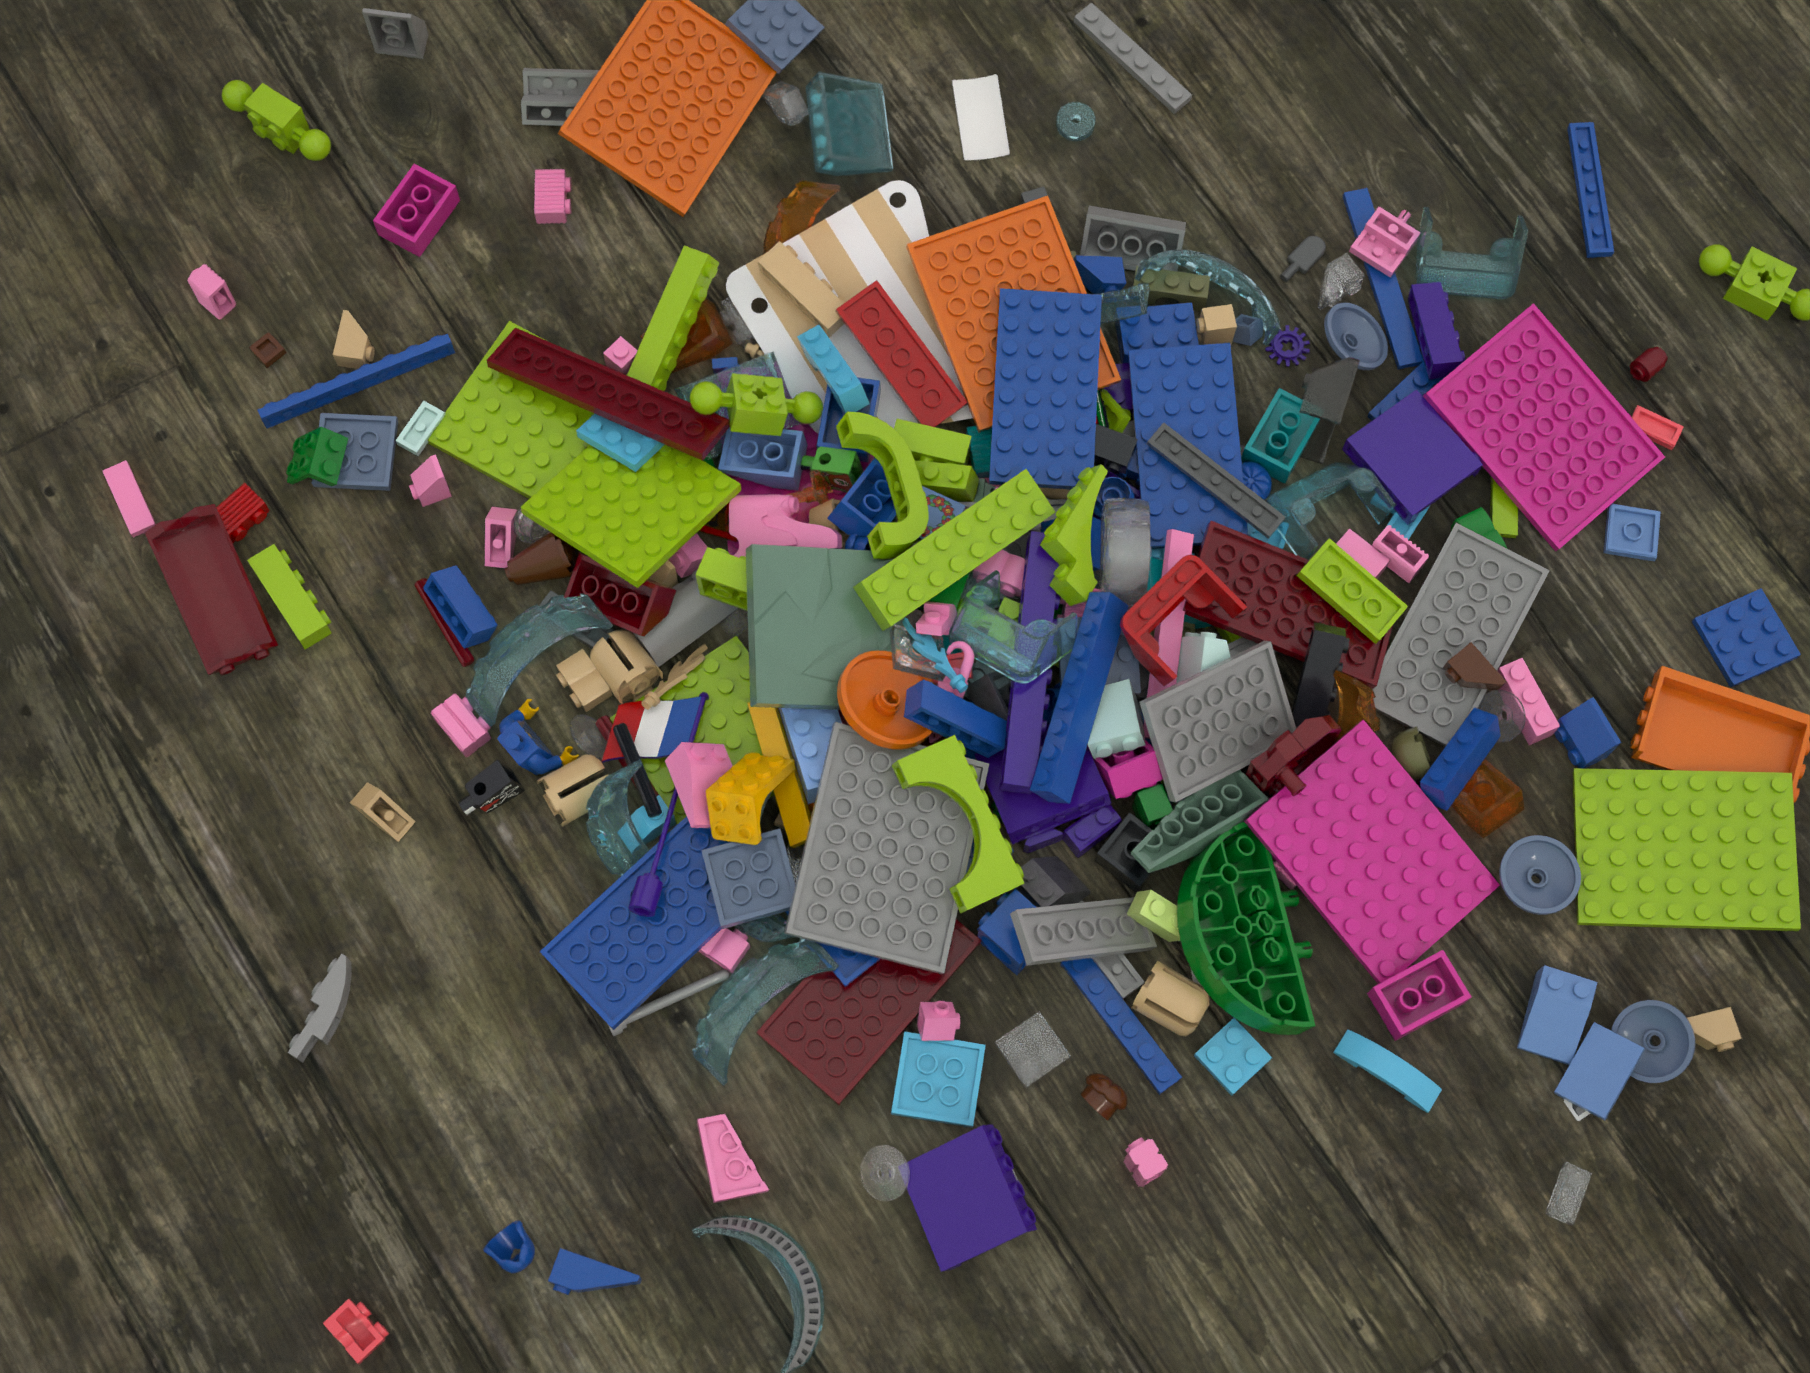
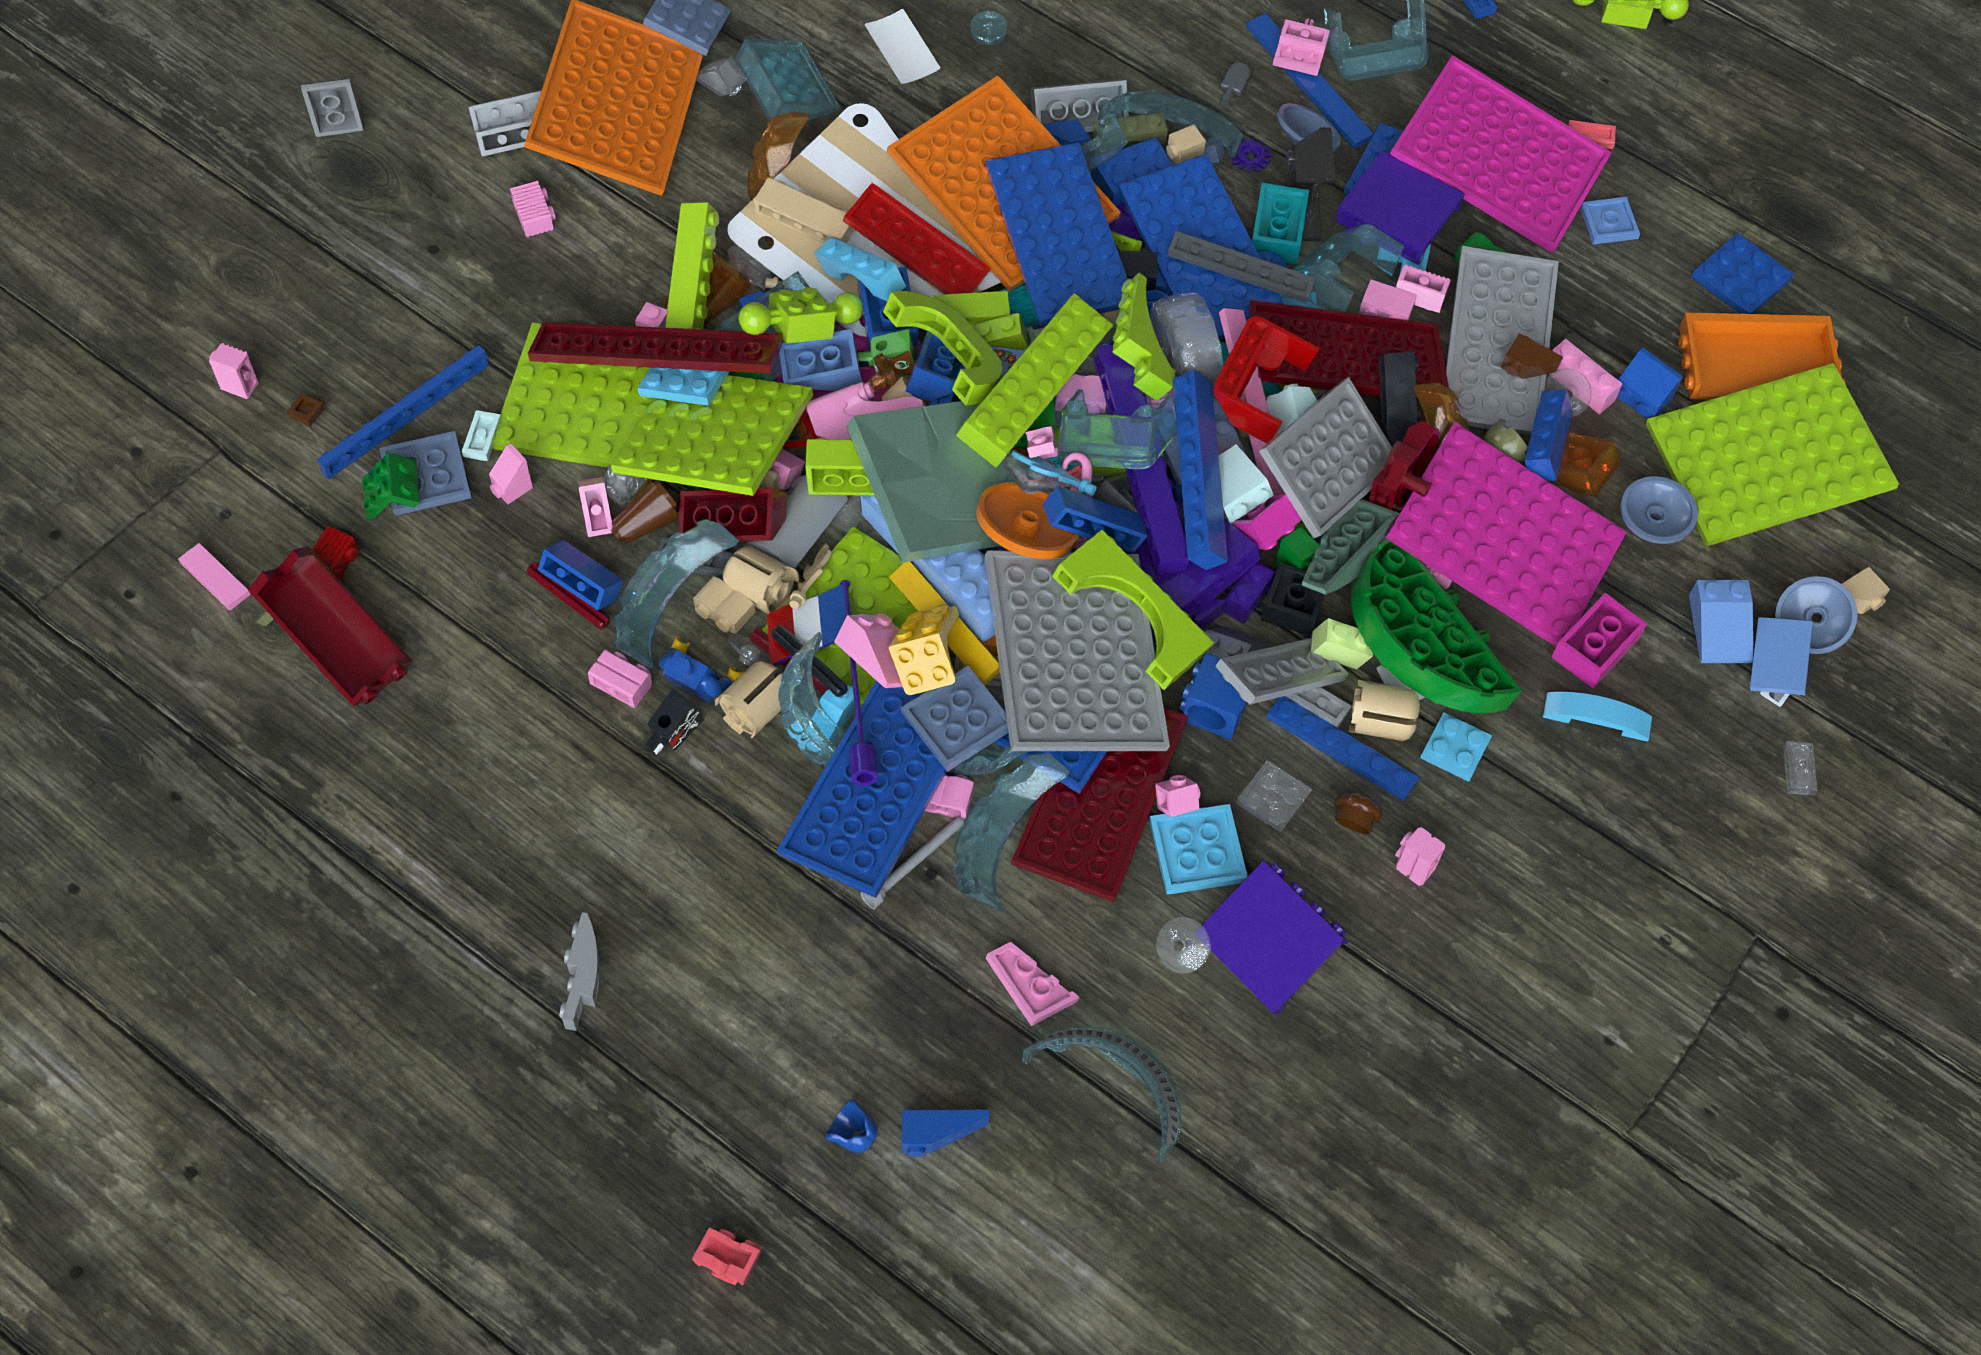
camera: 20 degrees left, 10 degrees down
(277, 119) = (244, 209): lime brick -> none
(289, 596) = (408, 614): lime brick -> none
(352, 344) = (388, 381): tan slope -> none
(382, 811) = (572, 776): tan slope -> none
(416, 210) = (408, 251): dark pink brick -> none
(1339, 279) = (1273, 90): clear slope -> none
(1352, 591) = (1396, 325): lime plate -> none
(1435, 329) = (1373, 104): dark purple brick -> none
(1503, 512) = (1492, 229): lime tile -> none
(1648, 364) = (1564, 85): dark red brick -> none

